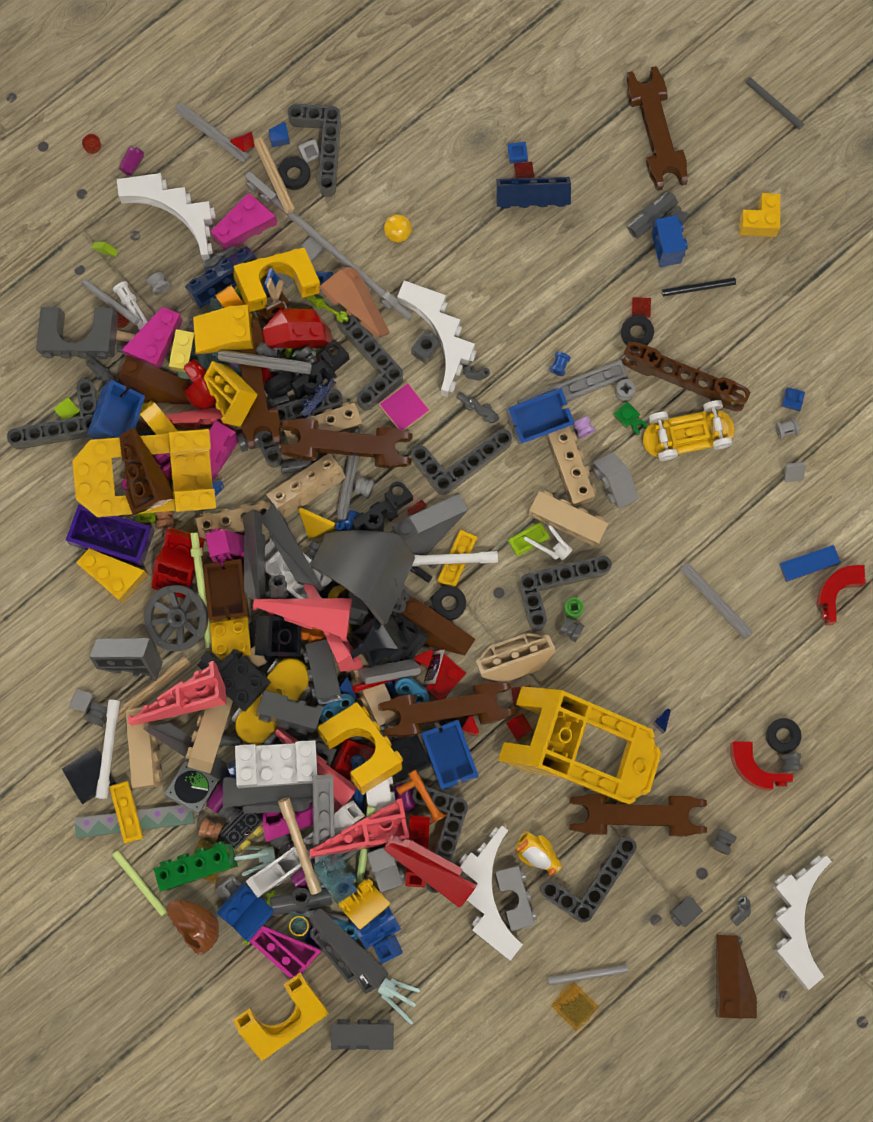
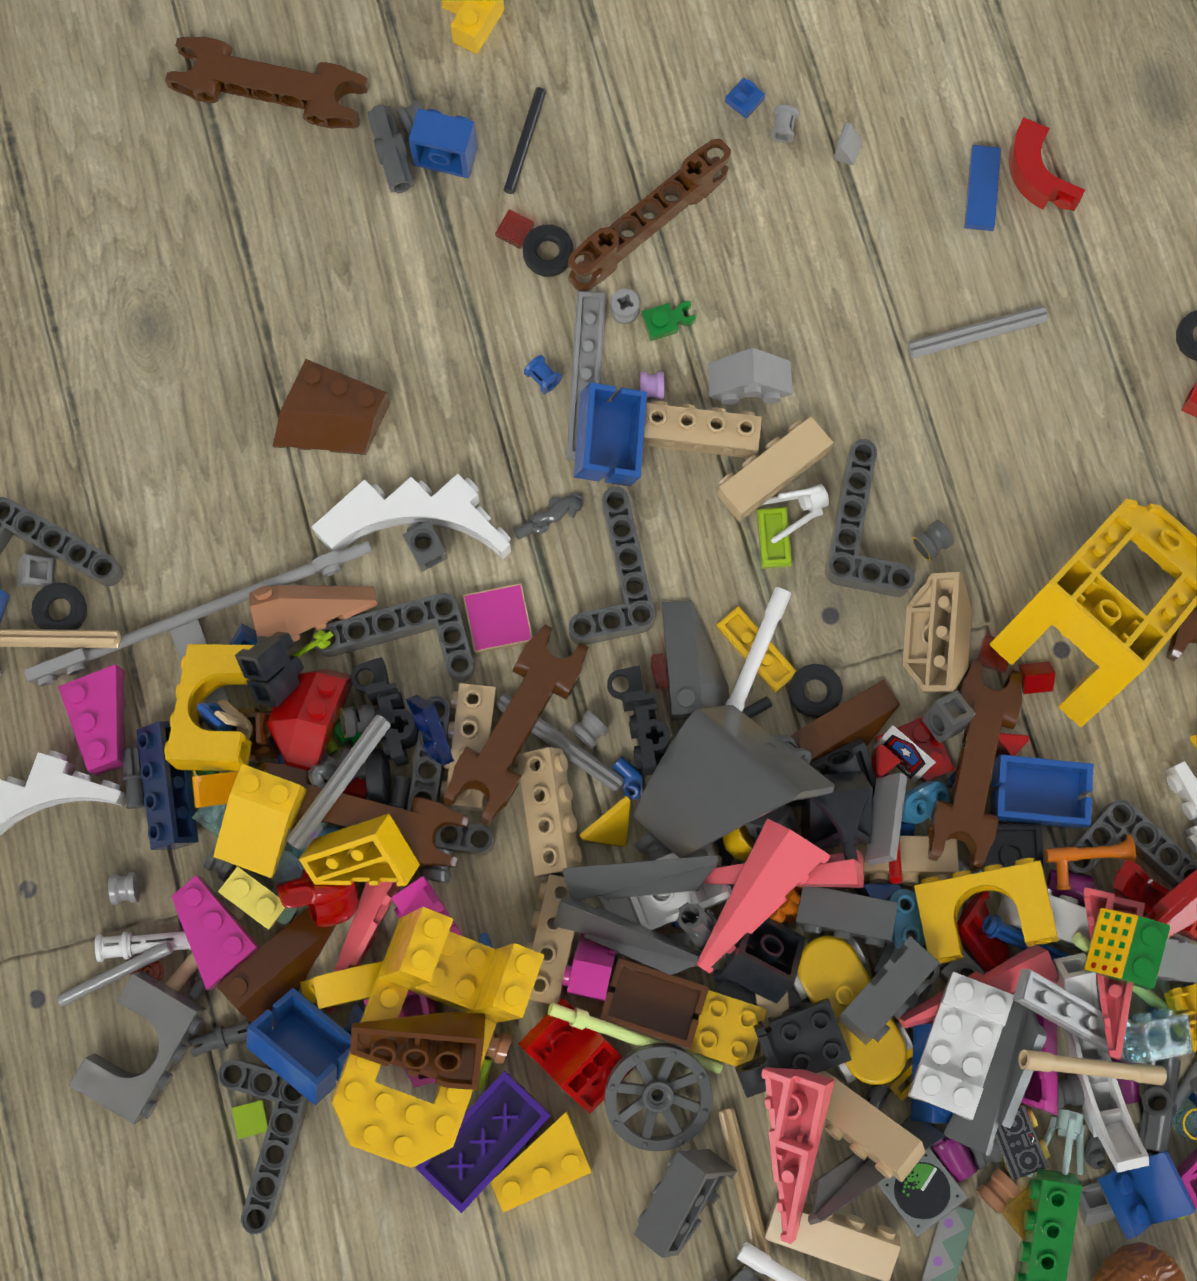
camera: 65 degrees left, 0 degrees up
(104, 248) = (25, 944): lime tile -> none
(295, 466) = (509, 815): dark grey pin -> none
(308, 296) = (270, 669): none -> black hips
(373, 832) = (1127, 948): none -> slope
(397, 228) = (224, 501): yellow hair -> none
(466, 681) = (948, 716): none -> dark grey brick
(476, 258) = (330, 412): none -> reddish brown wedge
(476, 375) = (502, 494): dark grey arm -> none
(517, 152) = (202, 281): blue tile -> none
(524, 170) = (234, 289): clear red tile -> none
(533, 192) = (273, 288): dark blue brick -> none
(571, 606) = (901, 528): bright green wheel -> none
(662, 721) = (1116, 480): clear blue slope -> none
(689, 432) = (727, 253): yellow piece -> none

